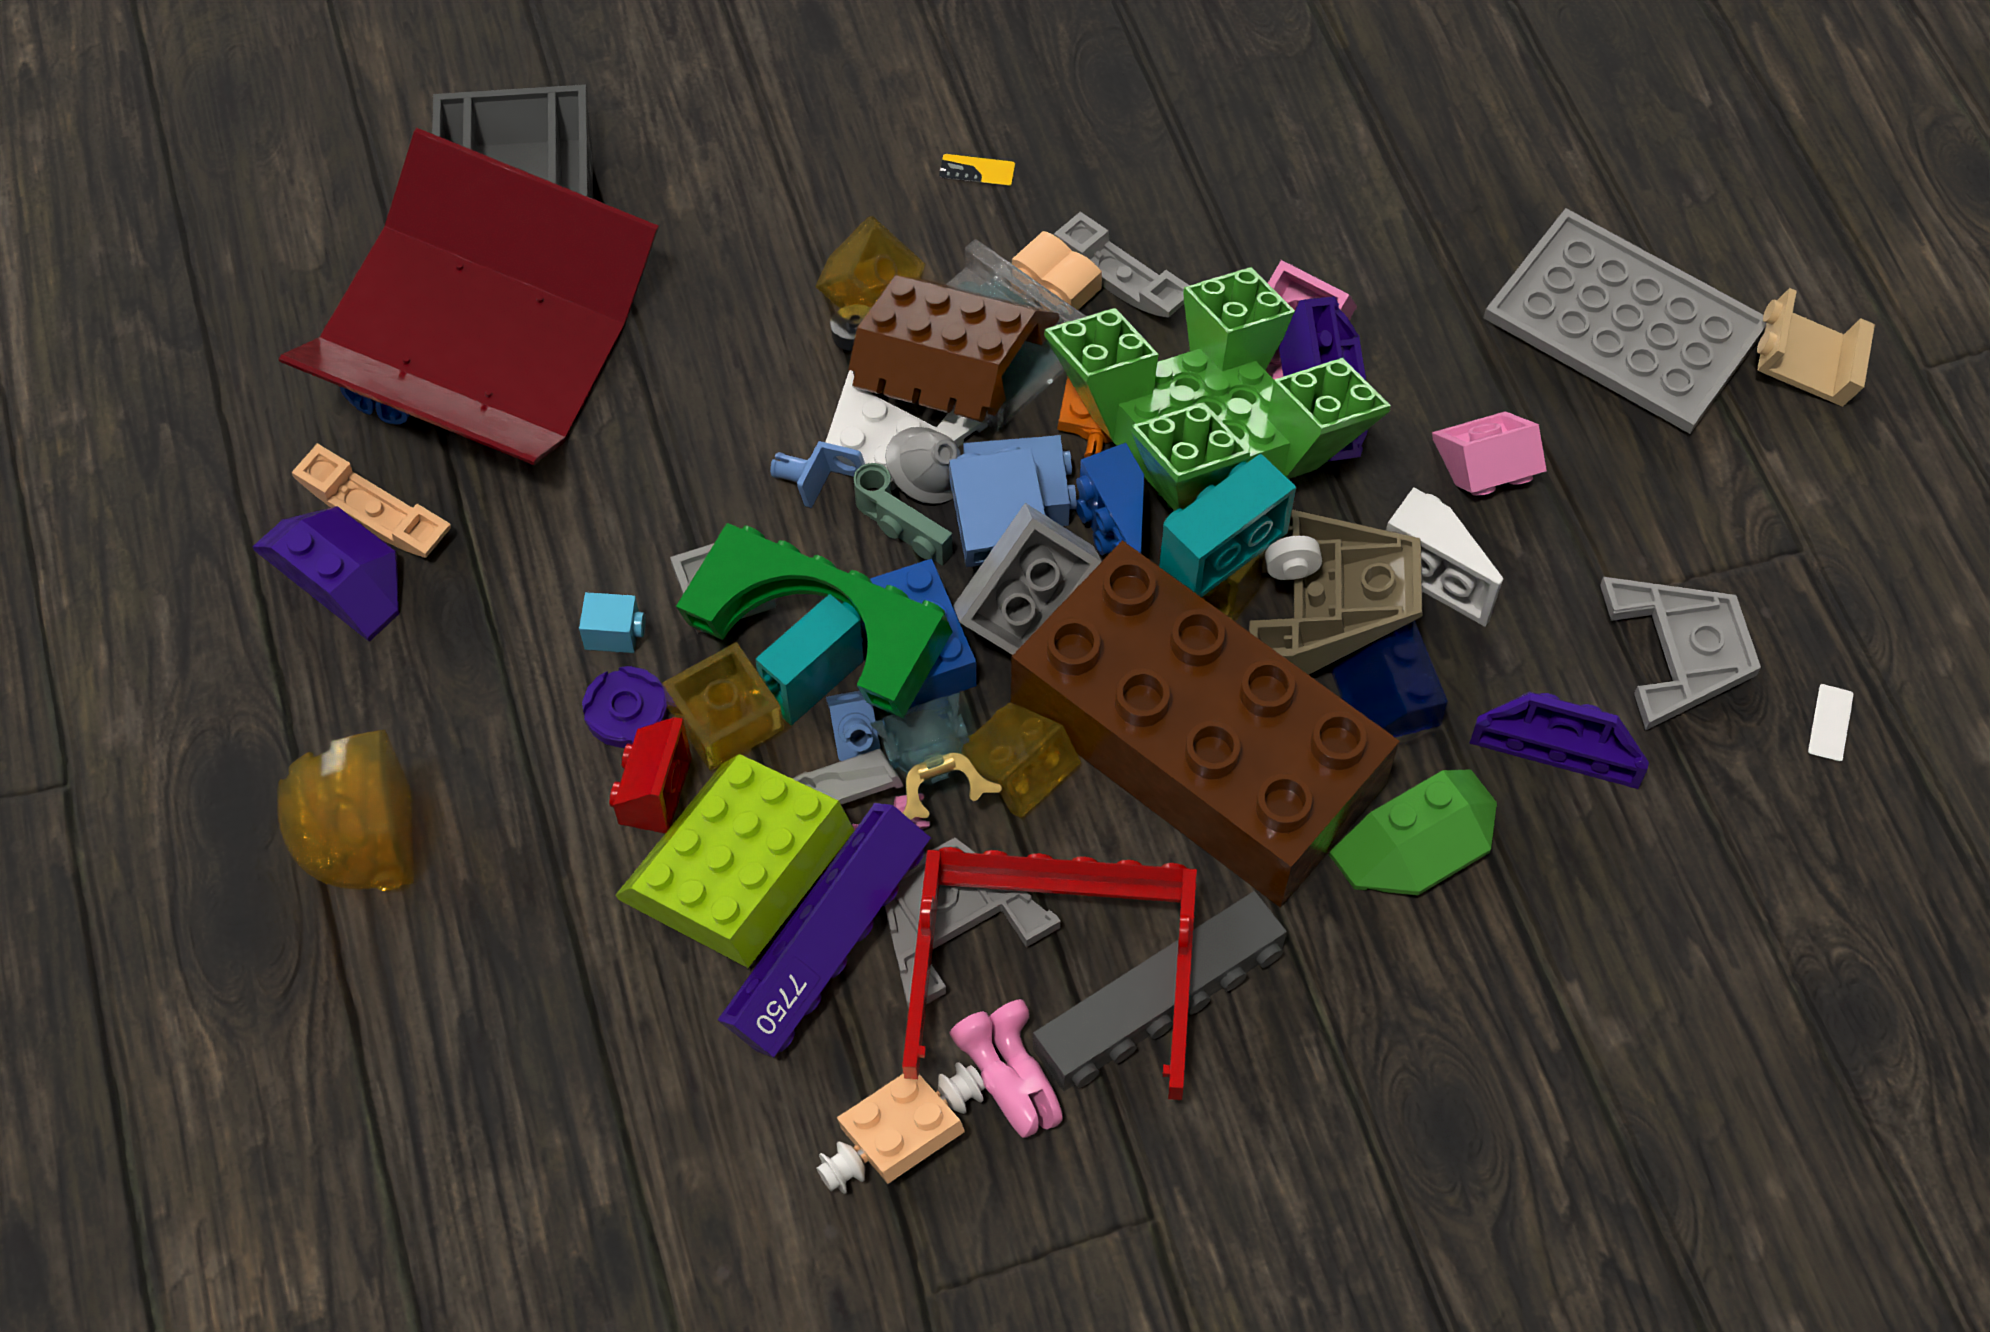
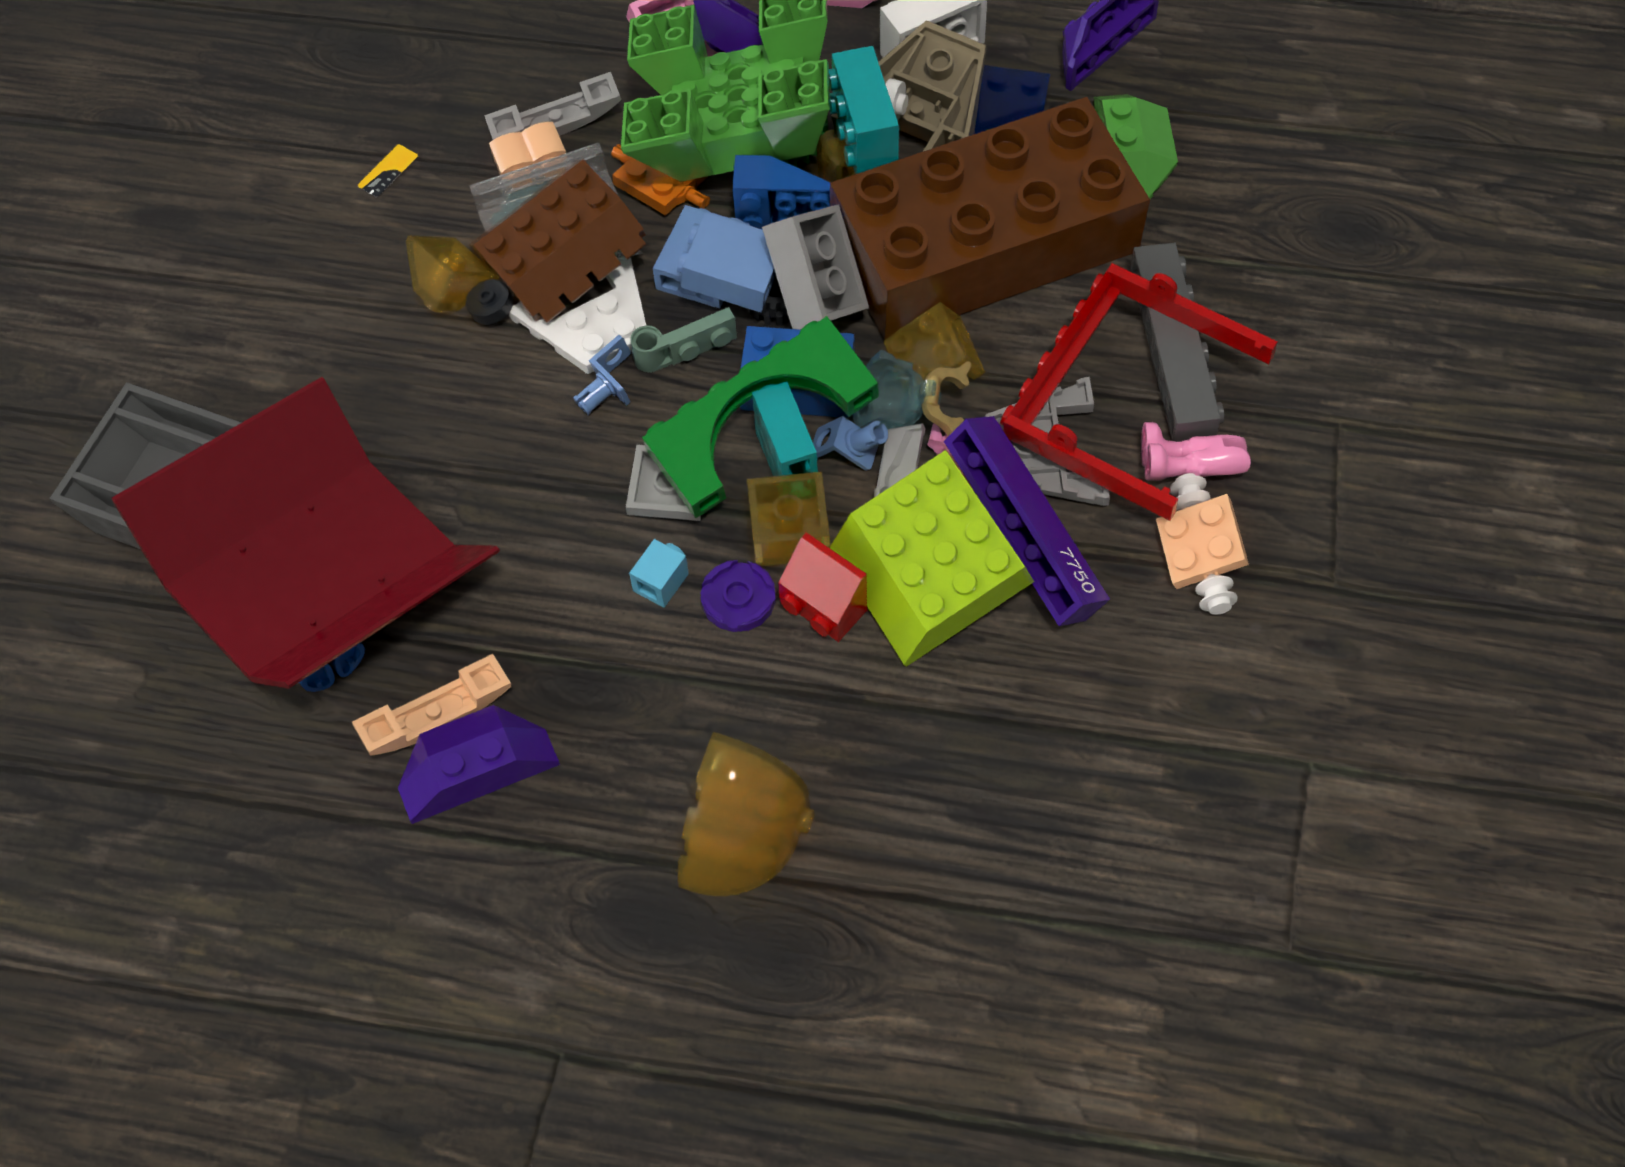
camera: 60 degrees left, 0 degrees up
(920, 463) = (649, 300): light grey hat -> none

